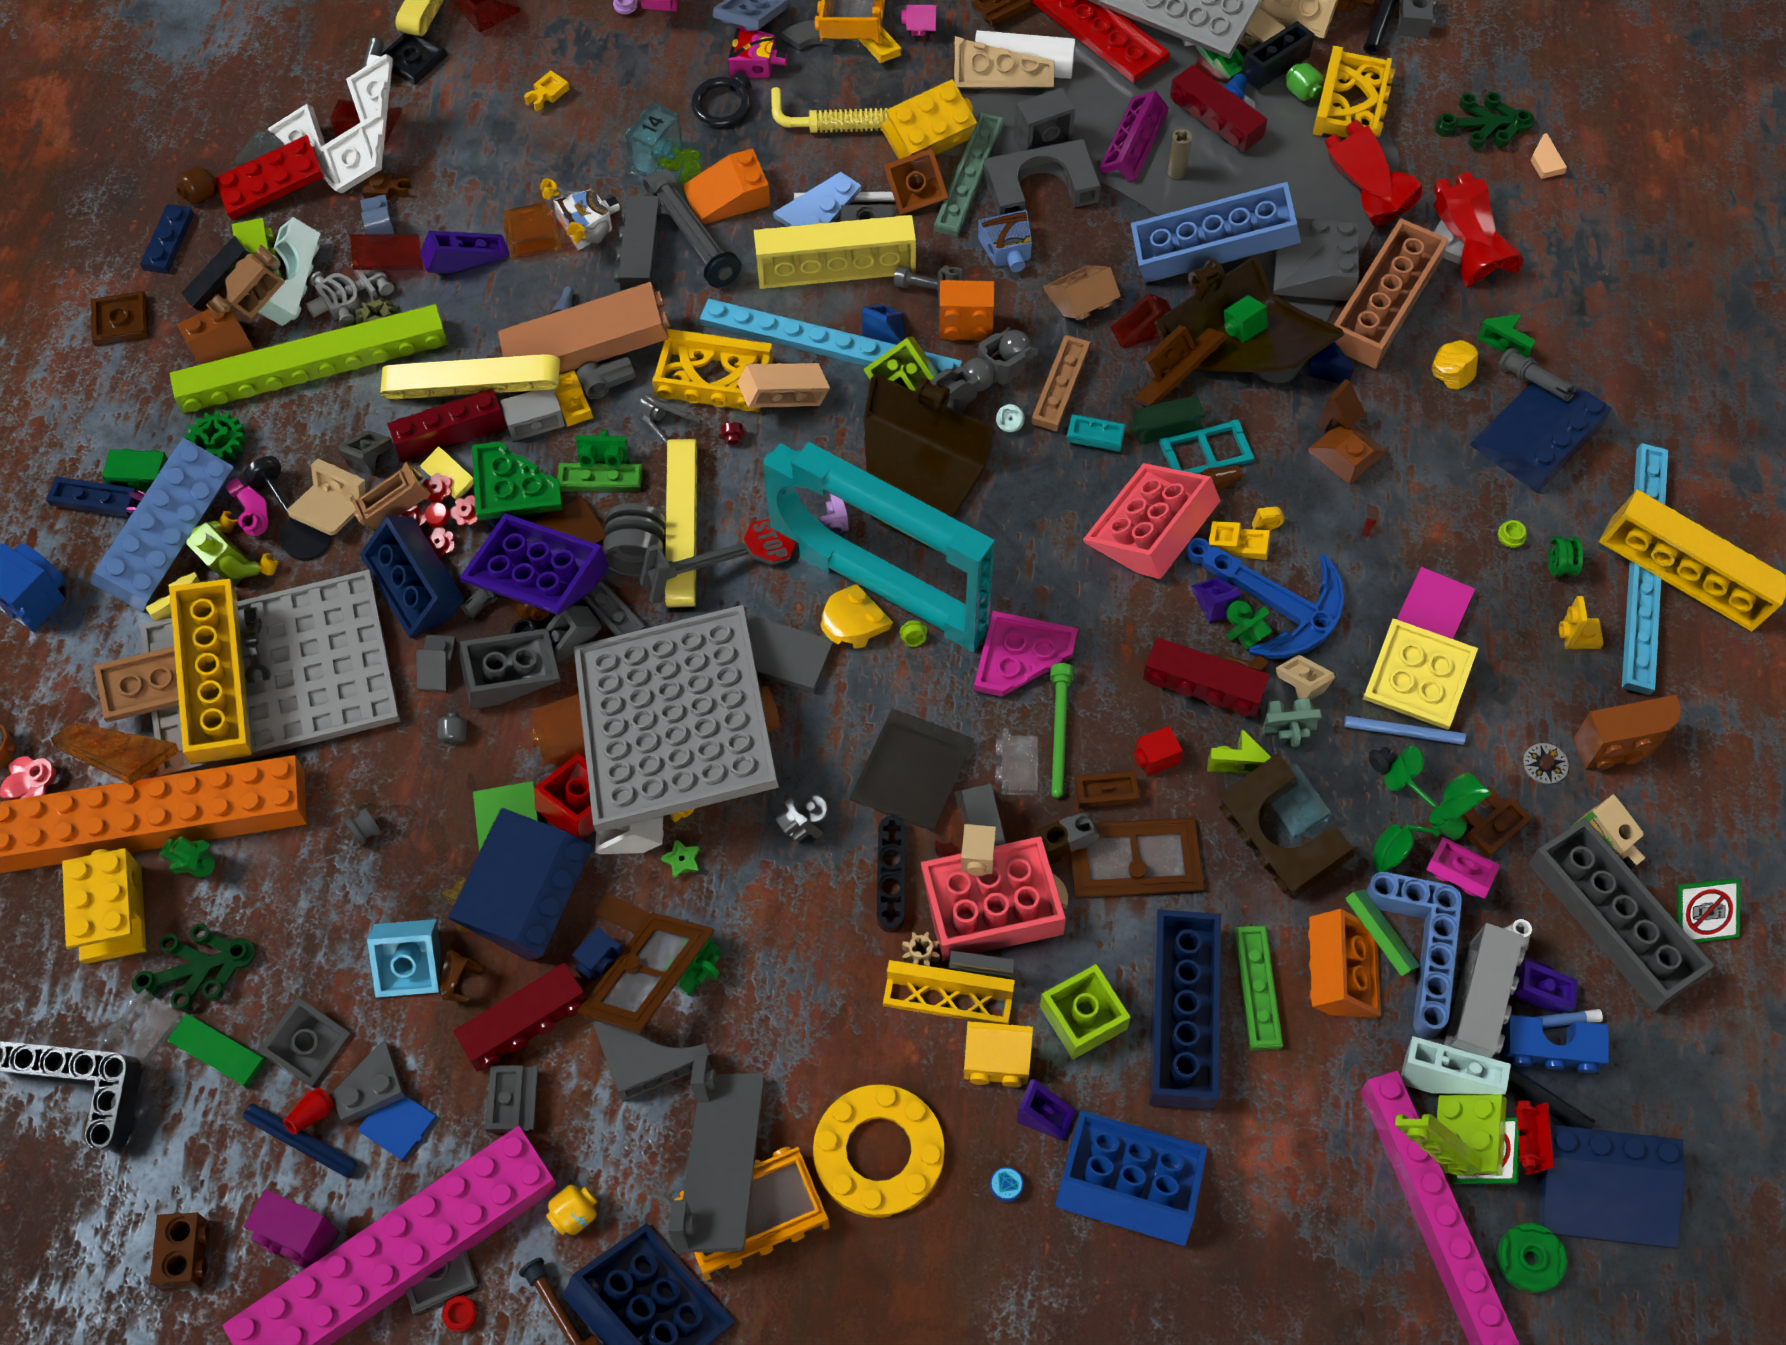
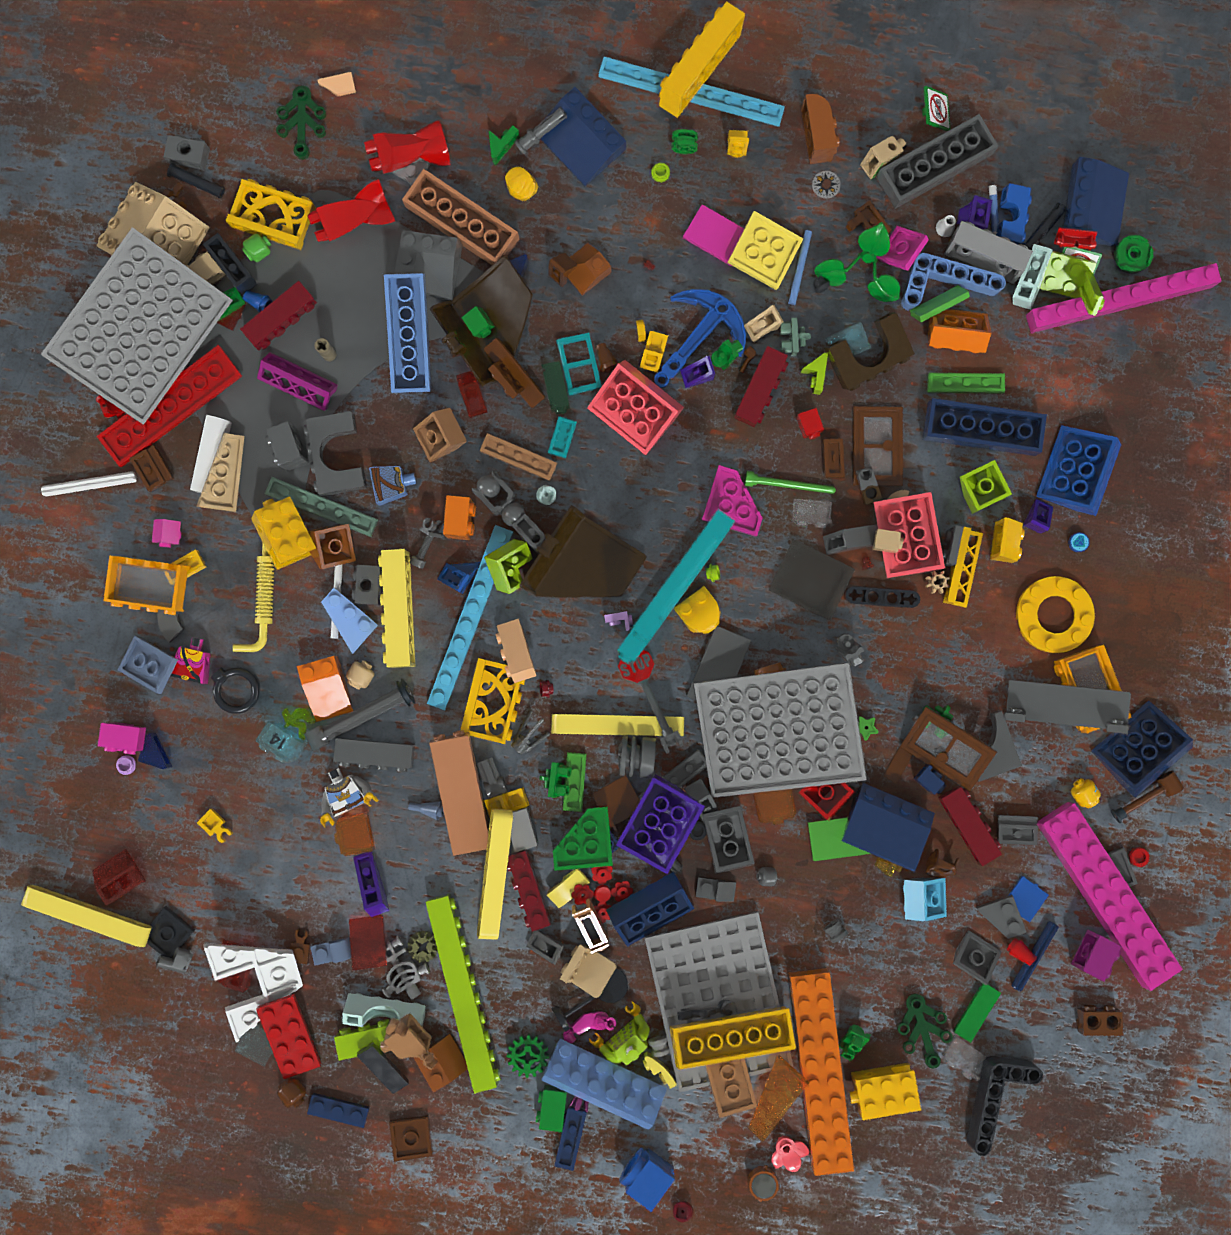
camera: 85 degrees left, 25 degrees up
(640, 26) = (154, 753): none -> clear blue slope
(742, 223) = (360, 674): none -> tan head

